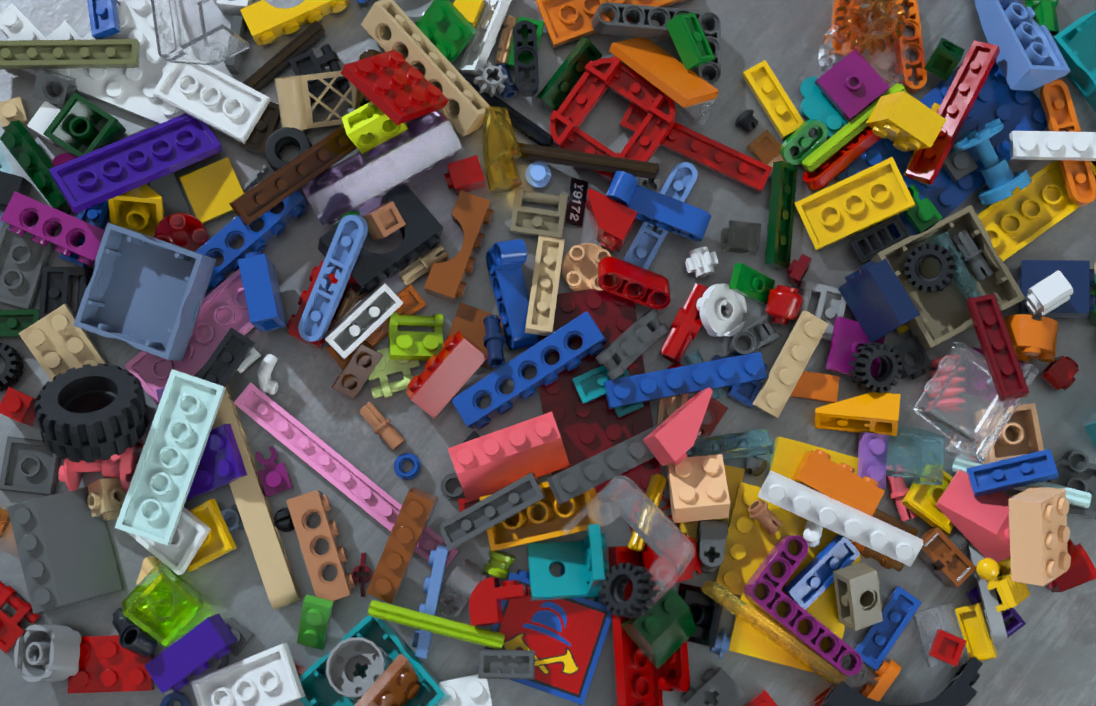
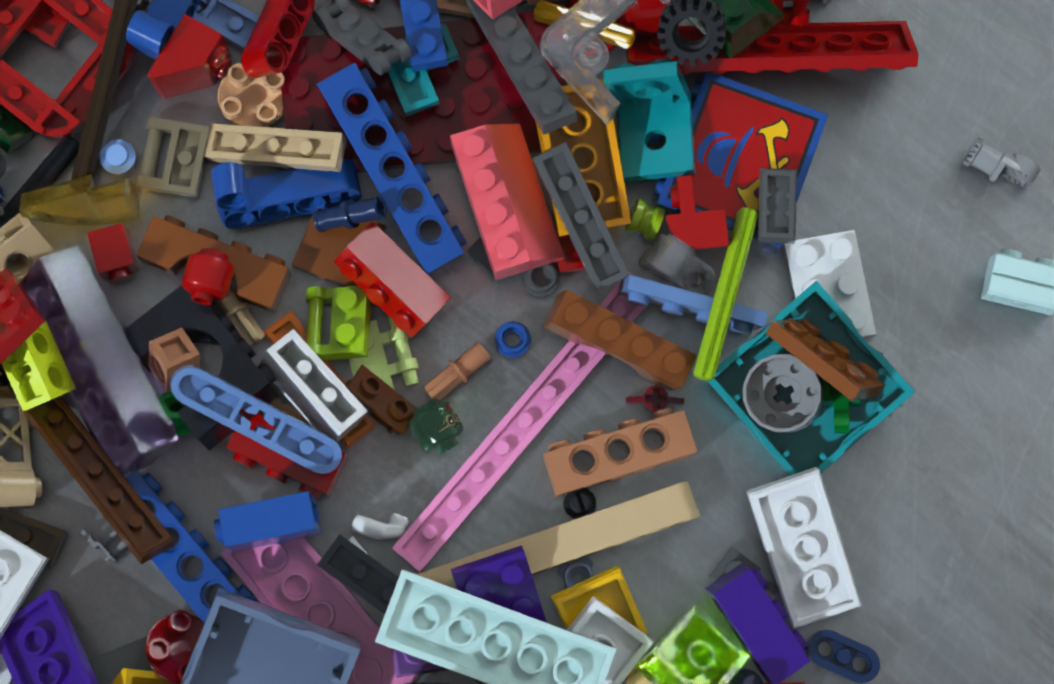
camera: 90 degrees left, 0 degrees up
(212, 190) = (114, 604): yellow tile -> none
(275, 476) = (521, 518): magenta plate -> none
(280, 139) = (43, 505): black tyre -> none
(314, 622) = (718, 458): bright green plate -> none
(339, 411) = (436, 426): none -> clear green head
(442, 240) = (208, 276): none -> red head
(576, 202) = (158, 107): black sticker -> none

